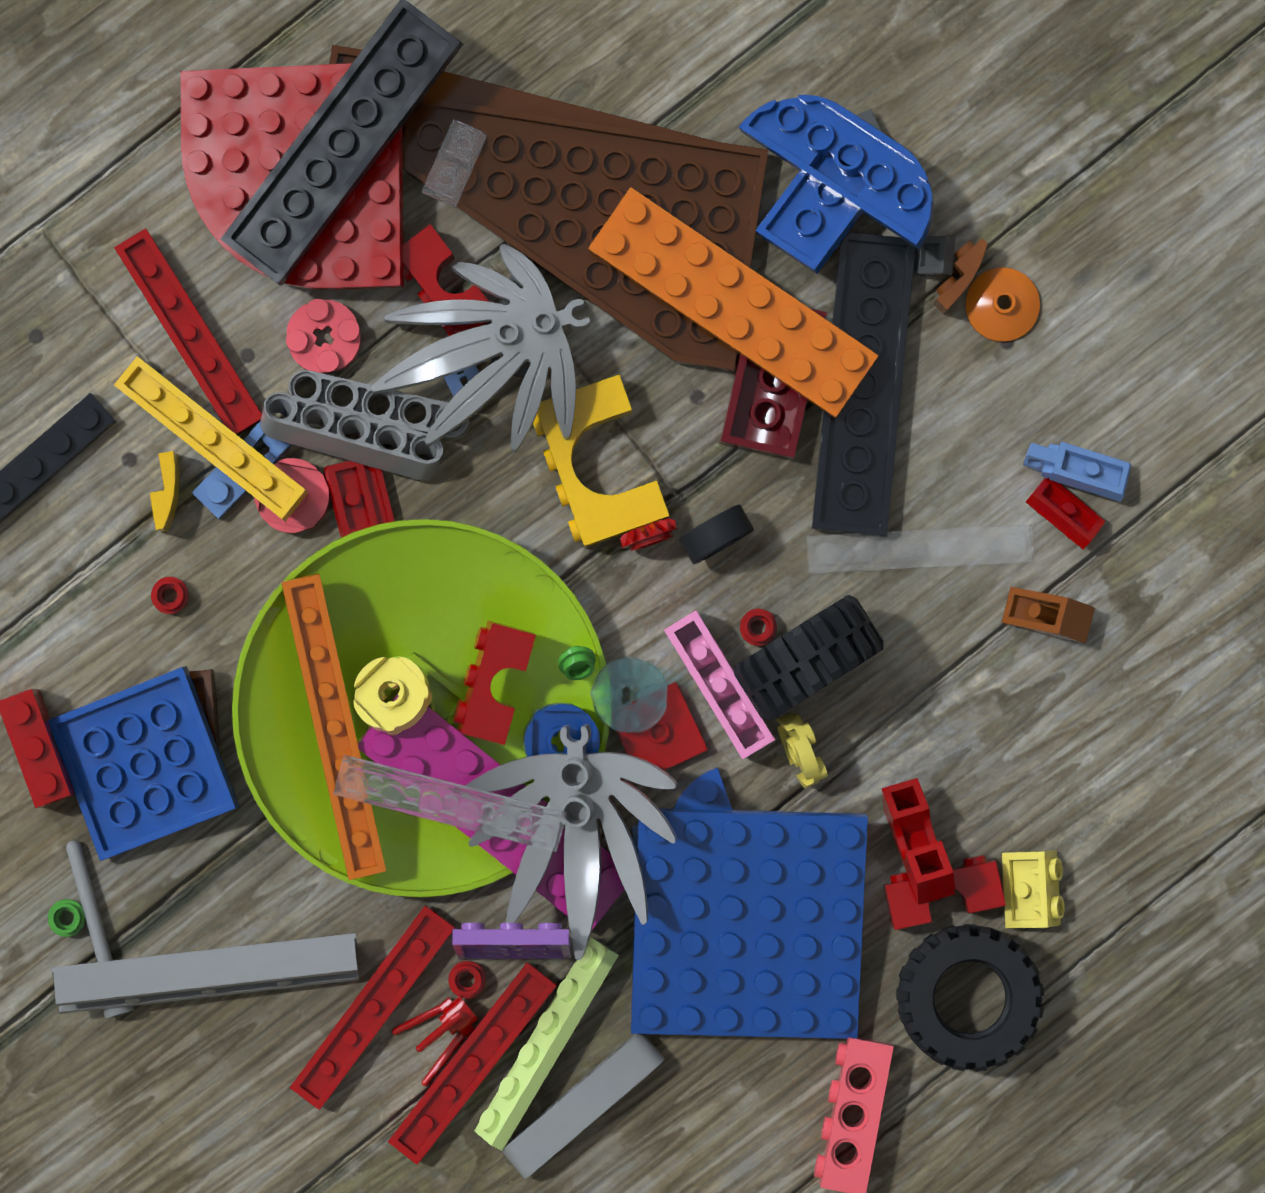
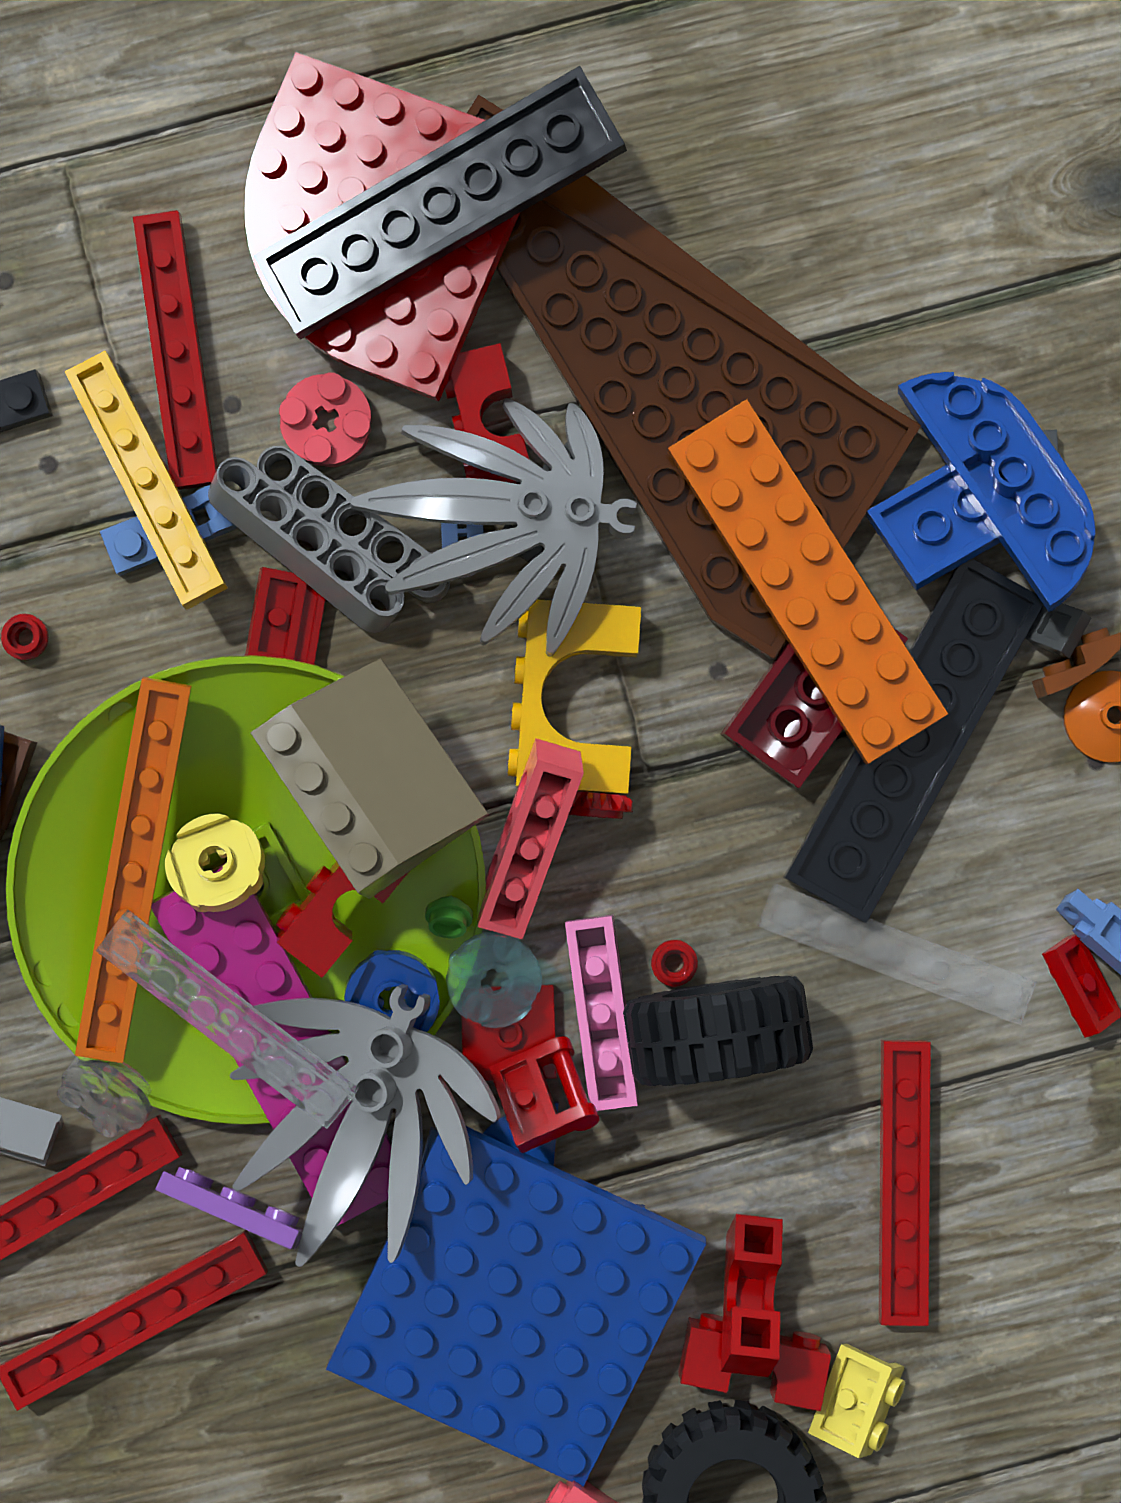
camera: 20 degrees right, 0 degrees up
(165, 502) = (64, 530): yellow slope -> none
(313, 506) = (229, 605): coral plate -> none
(364, 906) = (106, 1094): none -> clear plate
(454, 163) = (557, 285): clear slope -> none
(456, 1018) = (136, 1260): red plant -> none
(464, 991) = (158, 1230): red plate -> none
(477, 581) = (369, 776): none -> dark tan slope
(545, 1044) = (222, 1338): yellowish green plate -> none
(582, 1104) = (235, 1423): light grey beam -> none
(611, 579) = (530, 837): none -> coral brick
(693, 771) = (529, 1100): none -> red plate
(716, 534) = (673, 837): black tyre -> none
(797, 742) = (661, 1120): light yellow plate -> none
(997, 714) = (904, 1183): none -> red plate
(1048, 614) = (1012, 1094): dark orange slope -> none

